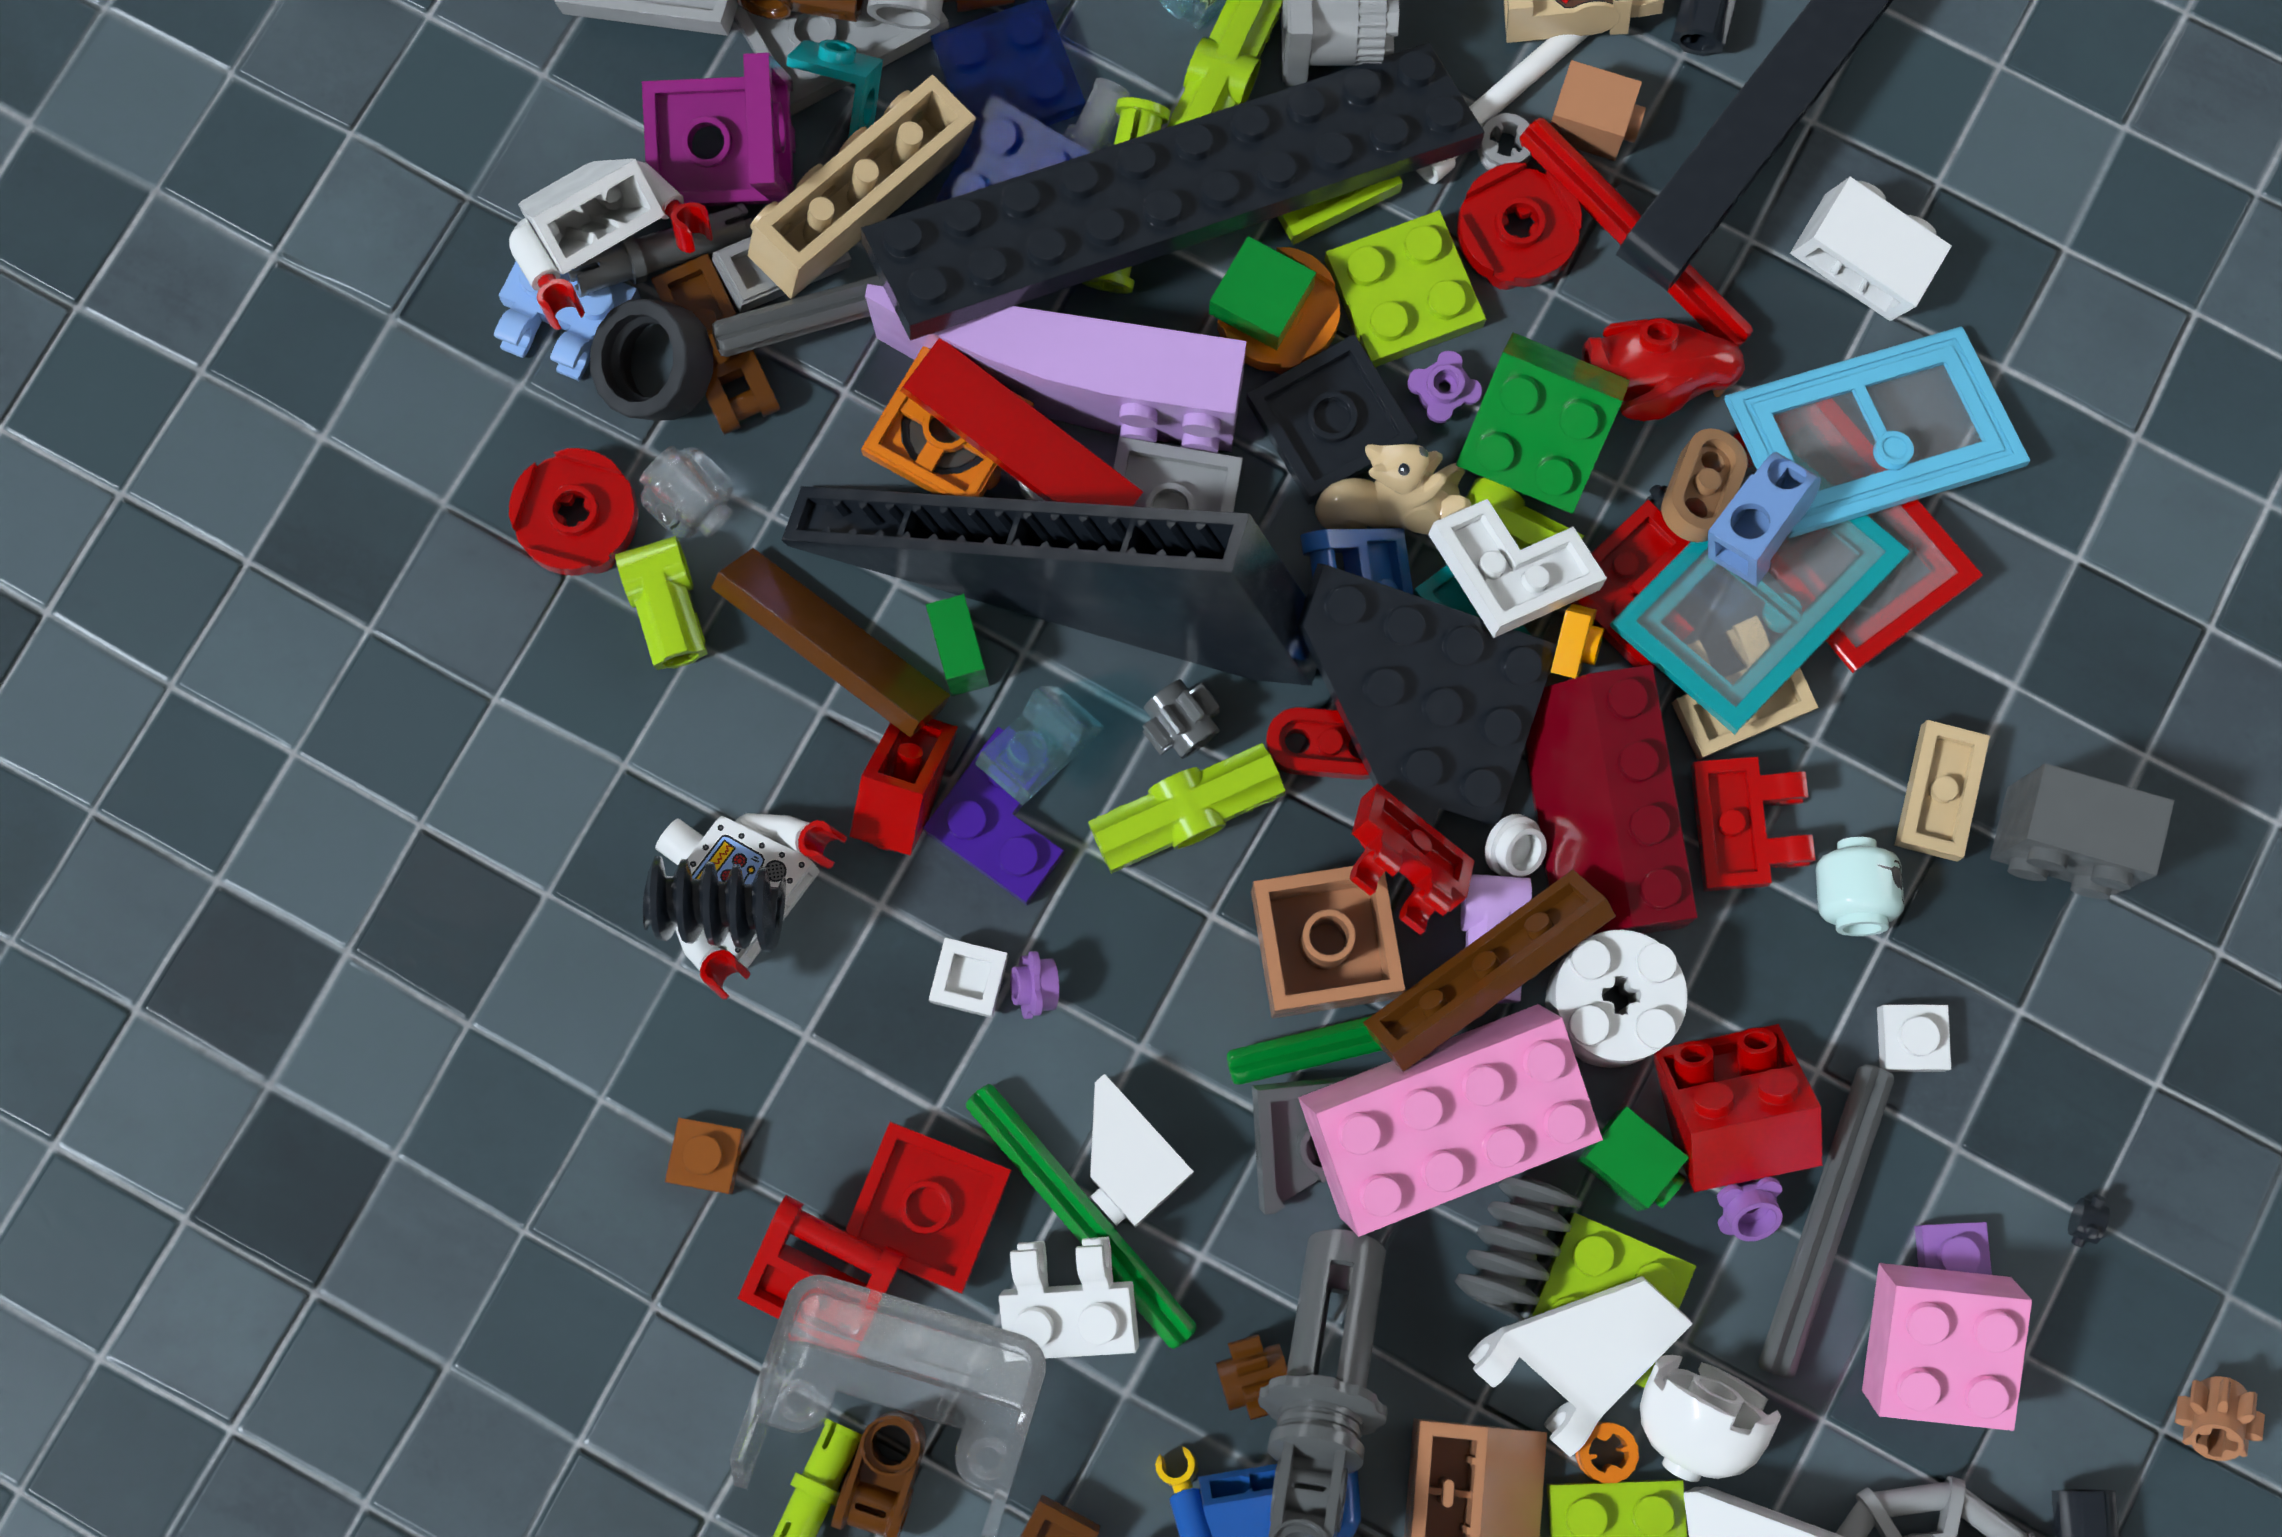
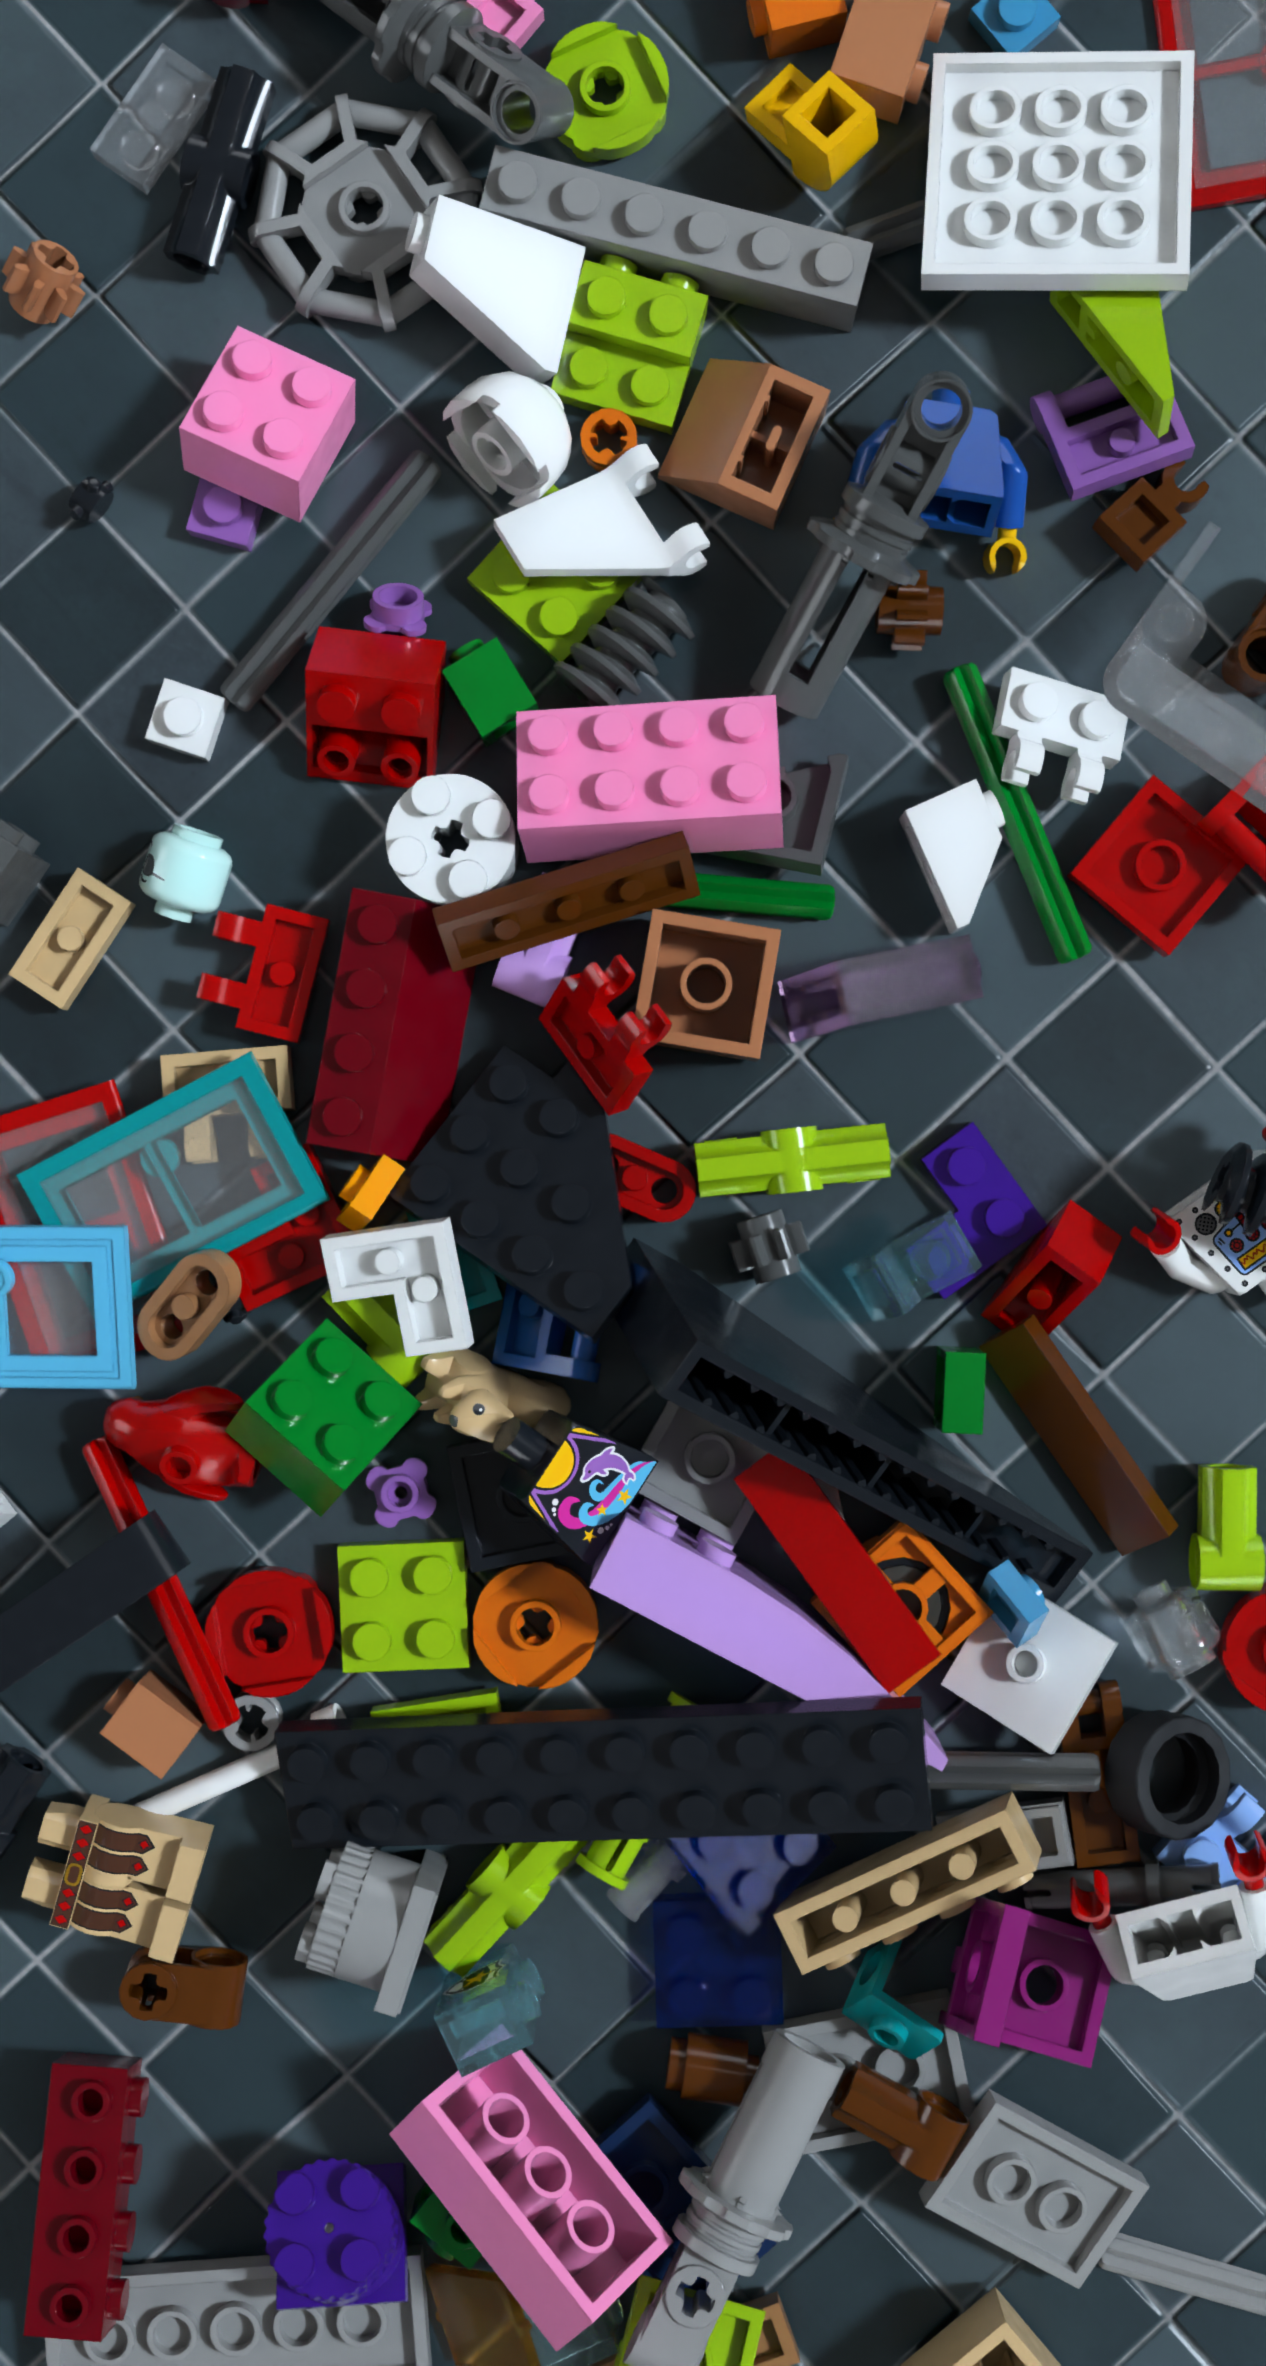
camera: 165 degrees left, 10 degrees up
(809, 418) = (1037, 1684): none -> white plate
(844, 465) = (1015, 1601): none -> dark azure plate
(968, 977) = (1050, 1067): white plate -> none
(1034, 985) = (991, 1039): medium lavender plate -> none
(1155, 996) = (880, 987): none -> clear purple slope
(1262, 293) = (549, 1641): green piece -> none
(1294, 440) = (571, 1479): none -> torso
(1515, 846) = (494, 1019): white plate -> none
(1761, 517) = (147, 1249): medium blue leg -> none

